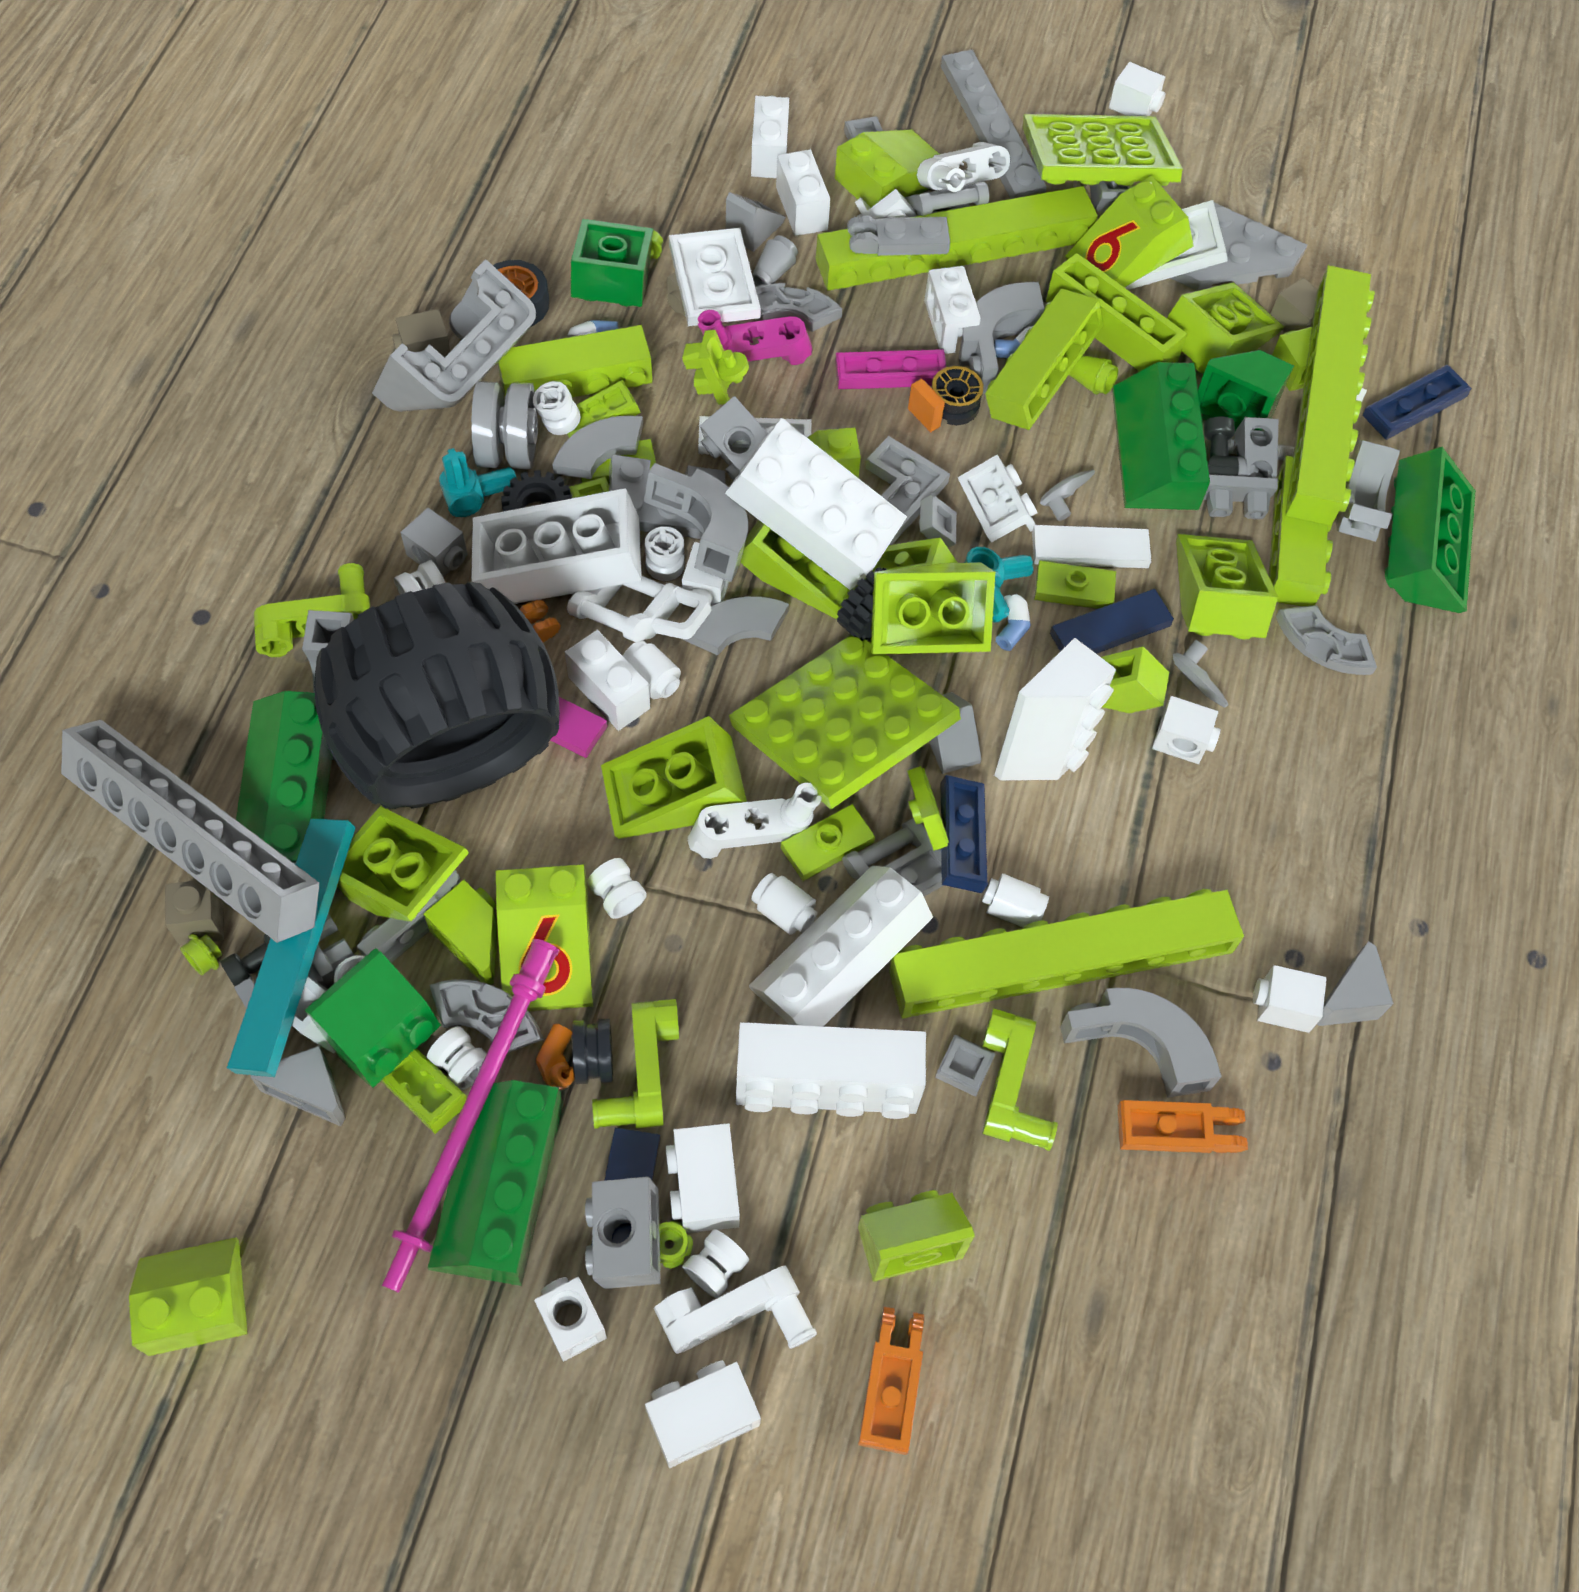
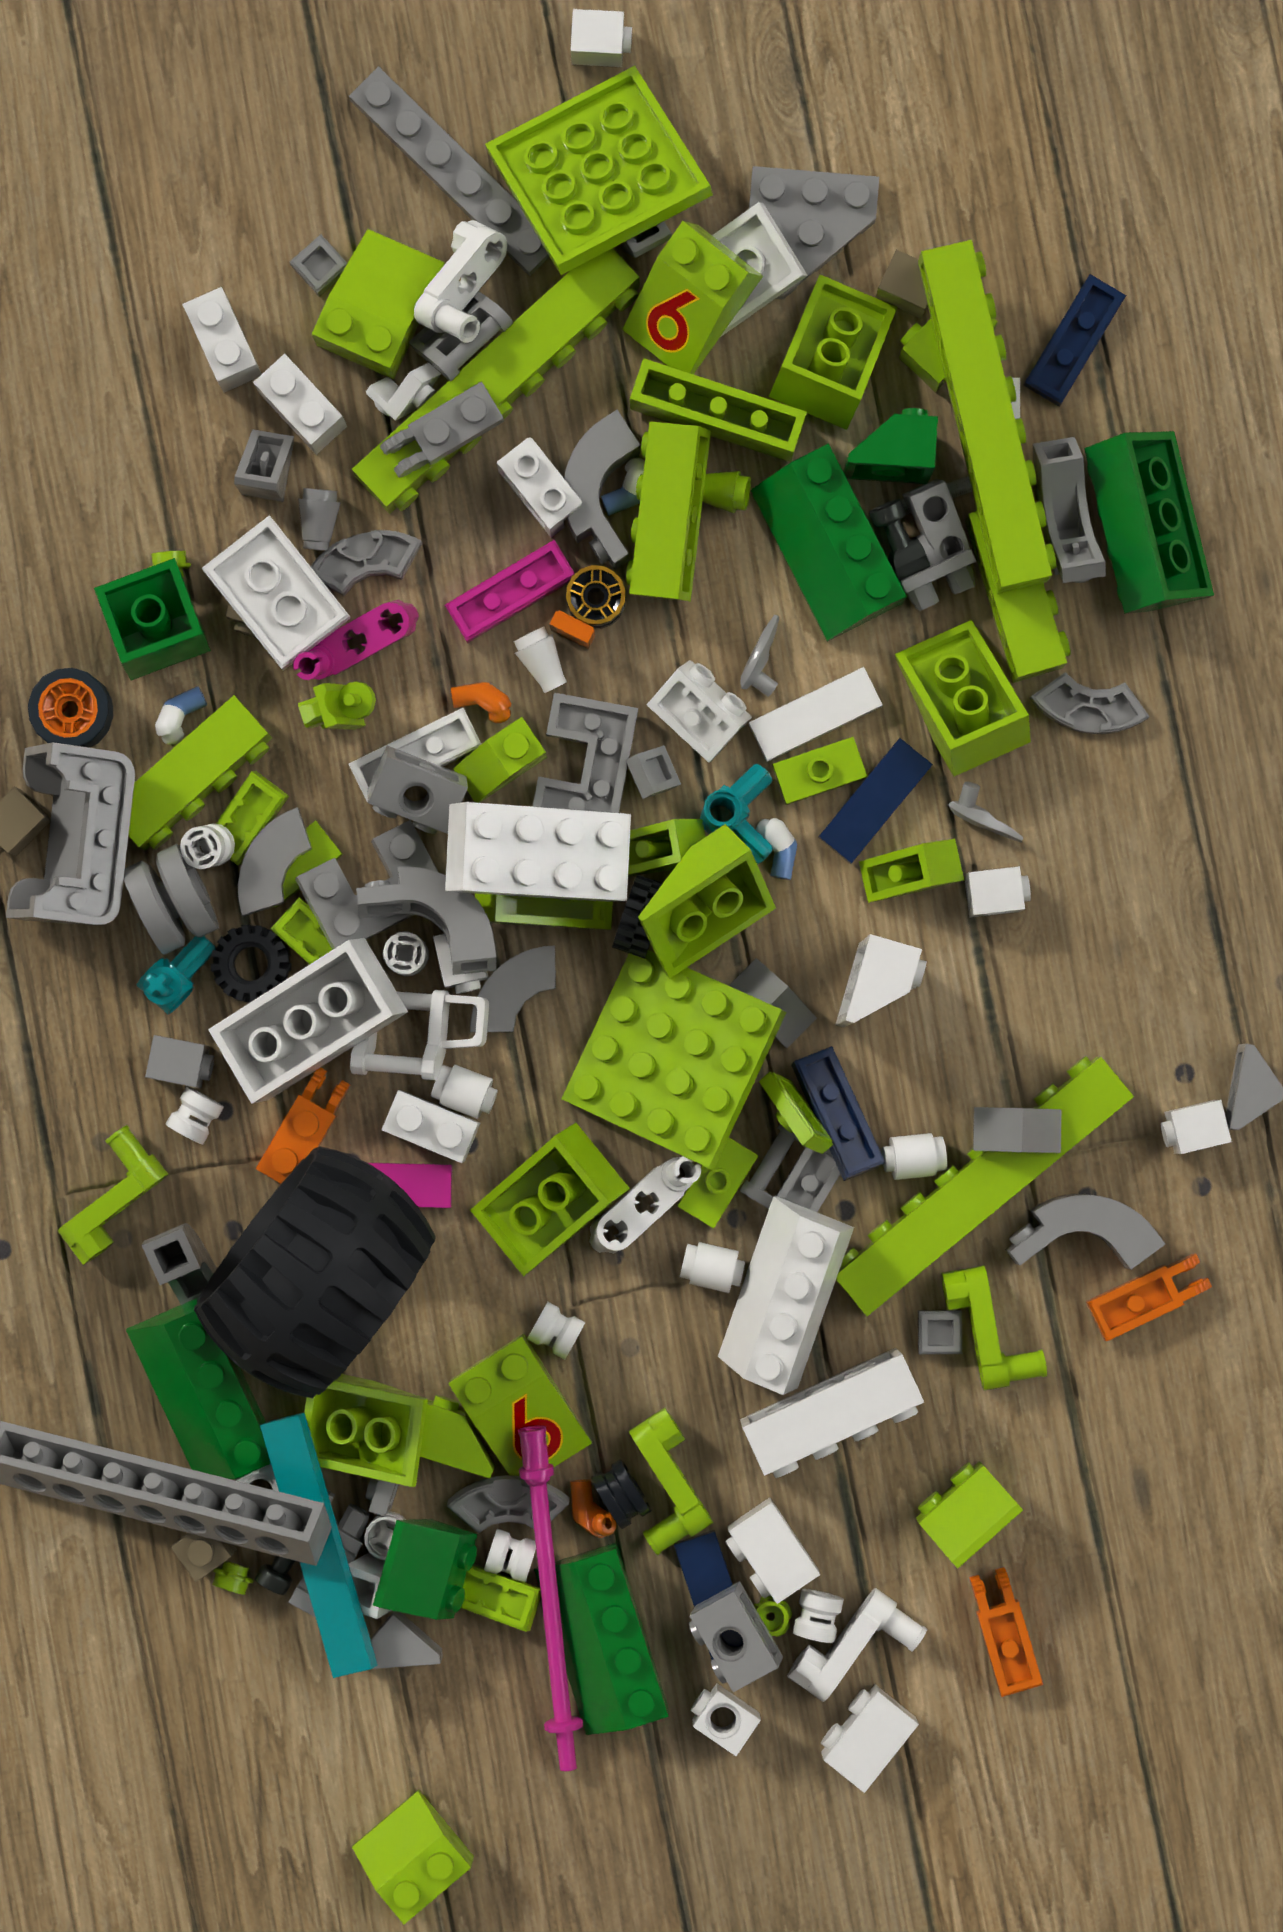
camera: 20 degrees left, 25 degrees up
(825, 417) = (485, 696): none -> orange arm
(890, 411) = (541, 658): none -> white cone
(1125, 905) = (1017, 1130): none -> light grey slope

